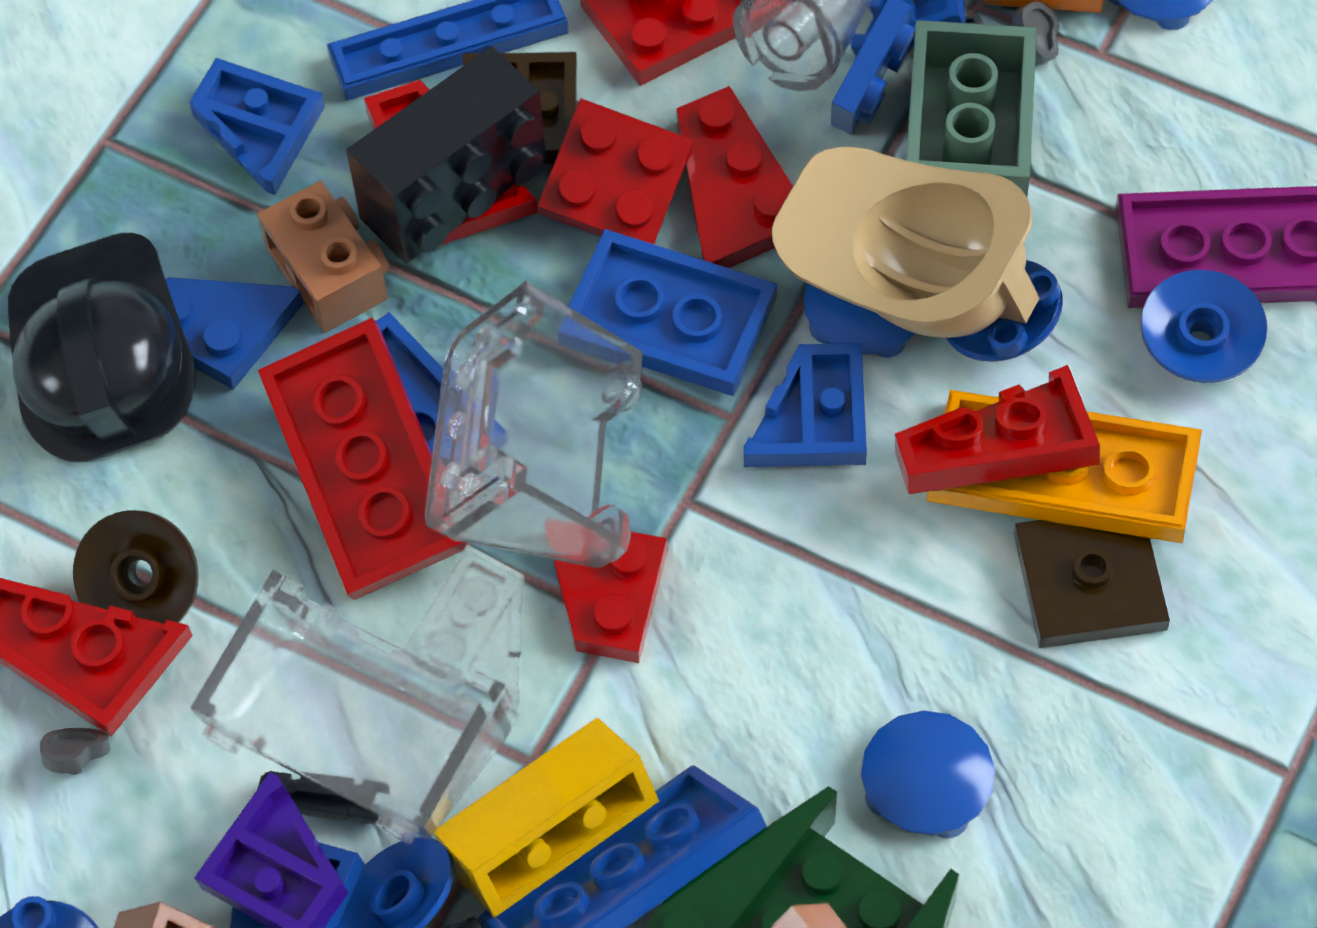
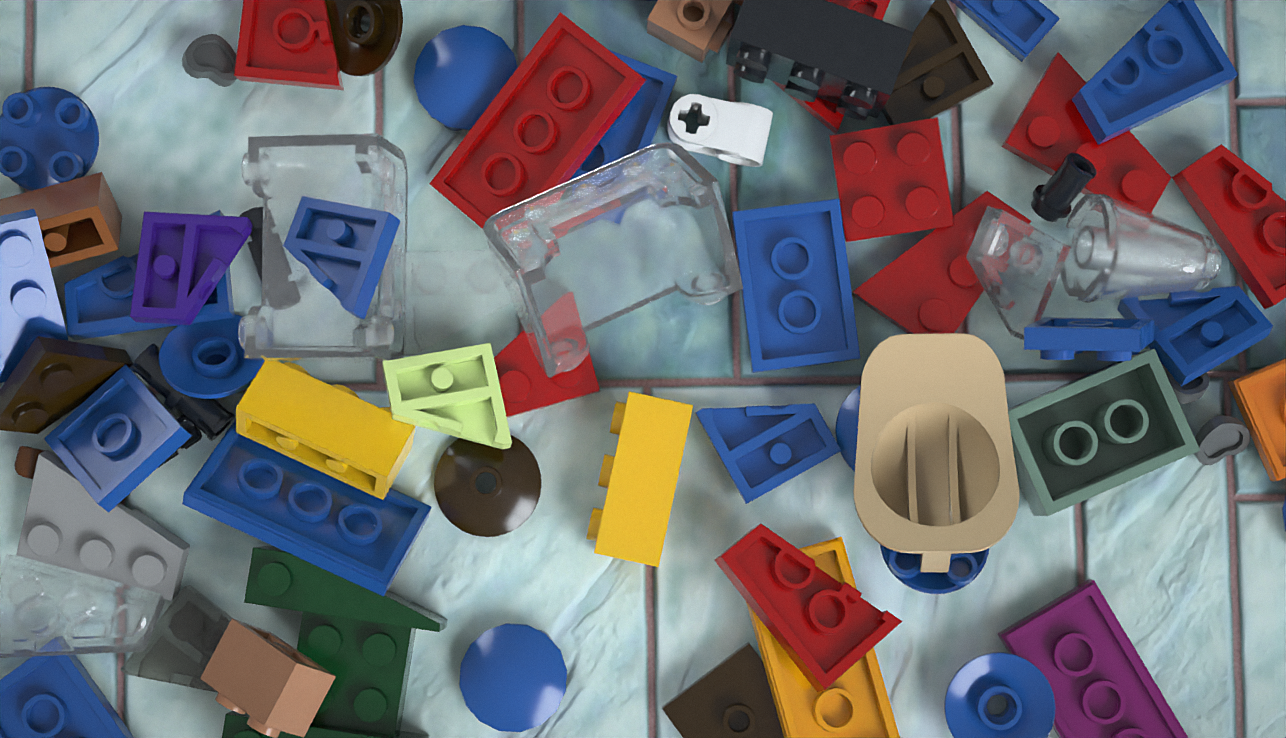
camera: 60 degrees right, 25 degrees up
(256, 514) = (462, 74): none -> blue dish
(365, 682) = (342, 248): none -> blue wing
(460, 296) = (730, 130): none -> white piece
(586, 667) = (450, 394): none -> yellowish green wing
(705, 729) = (492, 513): none -> dark brown dish
(714, 42) = (1054, 198): none -> black pin
(769, 108) = (1016, 267): none -> clear wing
(784, 539) = (640, 478): none -> yellow brick

